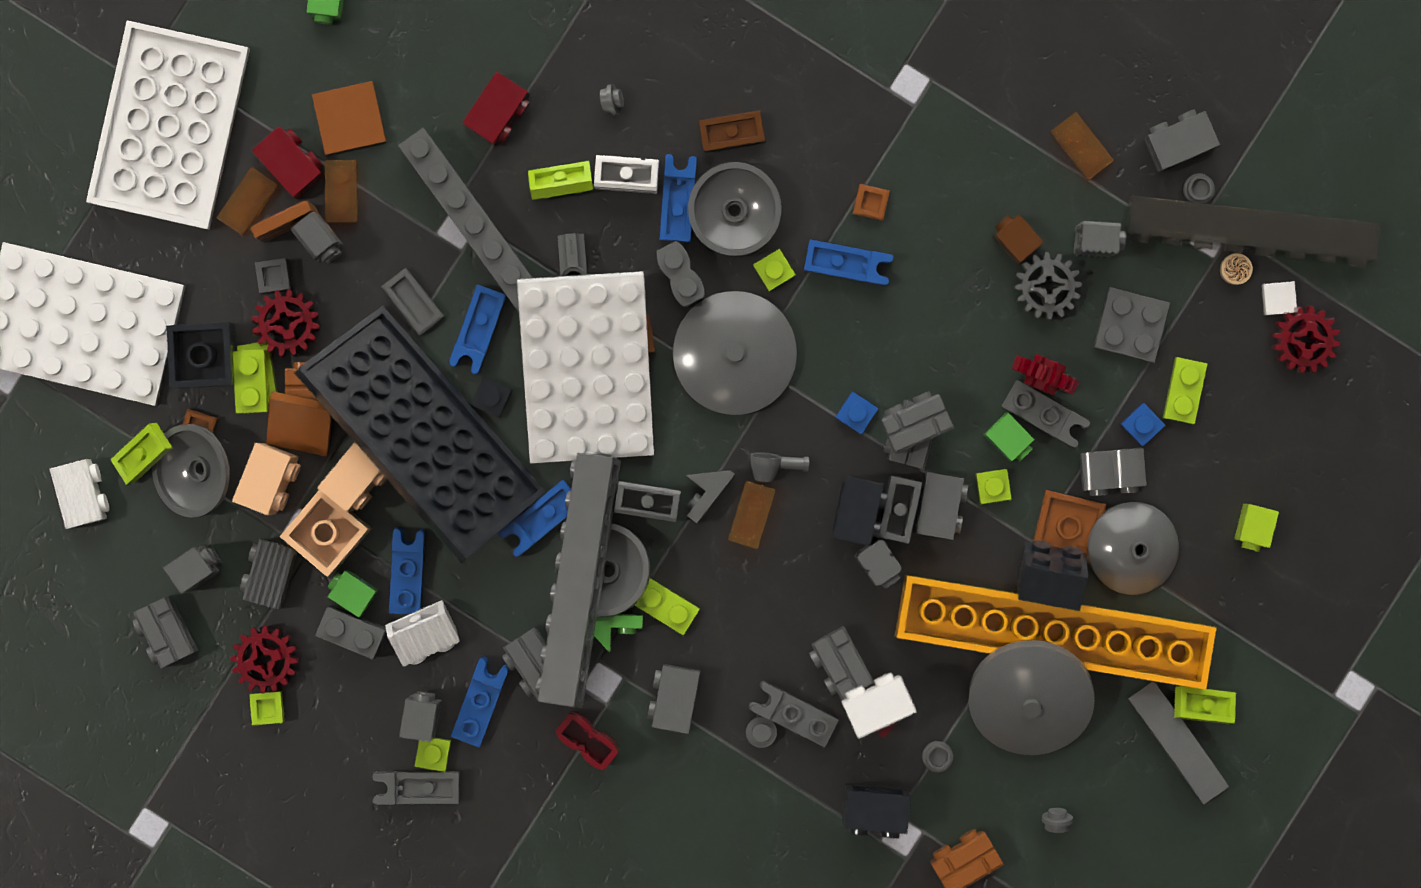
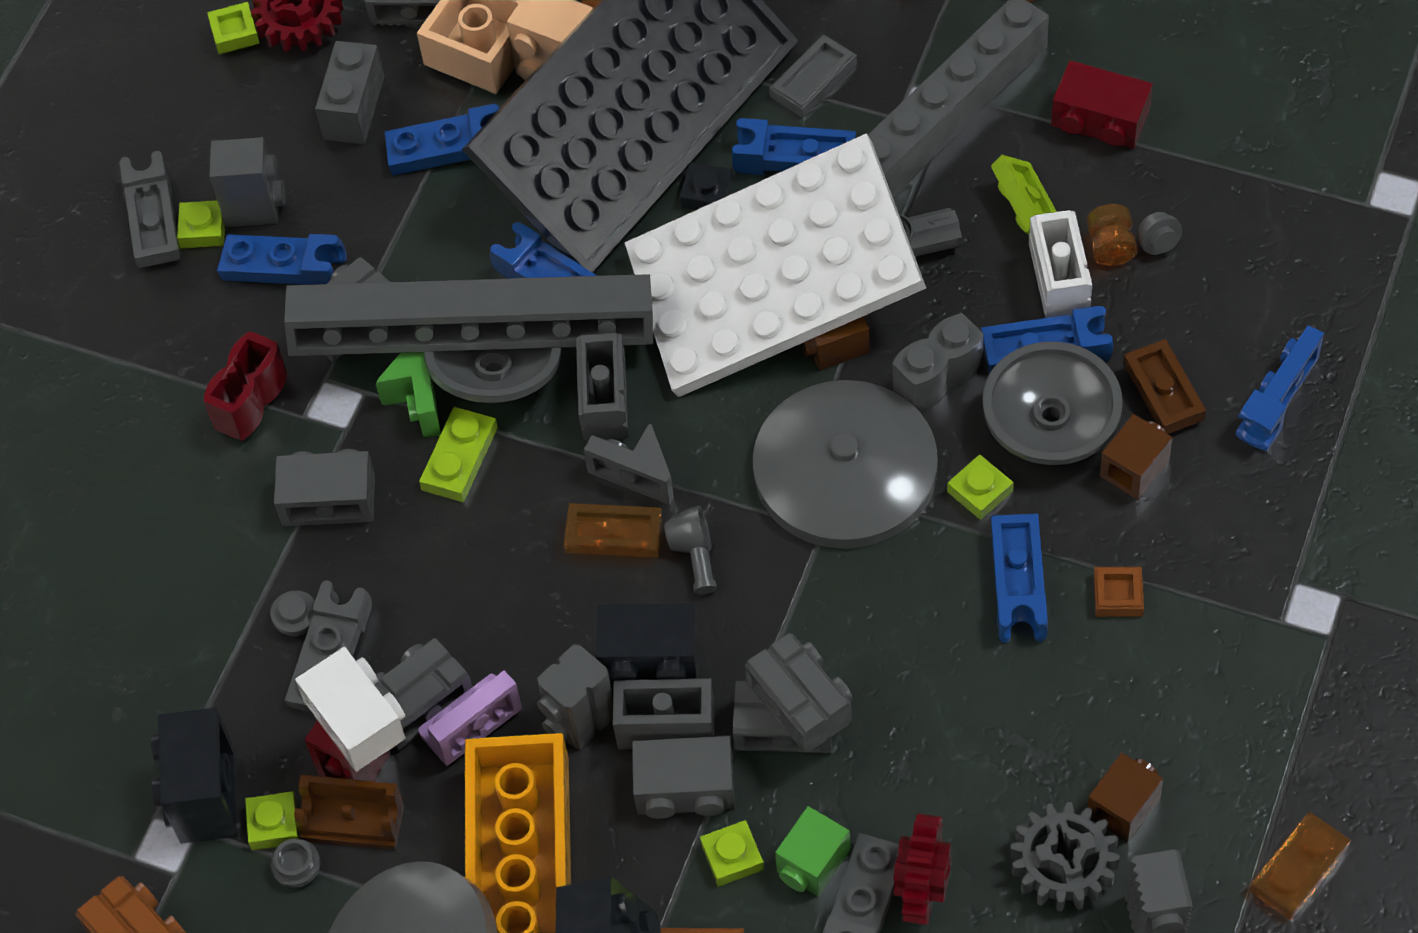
camera: 85 degrees right, 30 degrees down
(352, 592) = (403, 85): bright green brick -> none
(422, 634) = (362, 169): white brick -> none
(612, 129) = (1112, 236): none -> clear orange wheel
(772, 74) = (1266, 408): none -> blue plate
(780, 163) = (1136, 456): none -> reddish brown brick
(856, 412) = (803, 628): blue plate -> none
(865, 632) = (471, 716): none -> lavender bracket
(904, 766) = (271, 820): none -> lime plate
(911, 730) = (349, 812): none -> reddish brown hinge

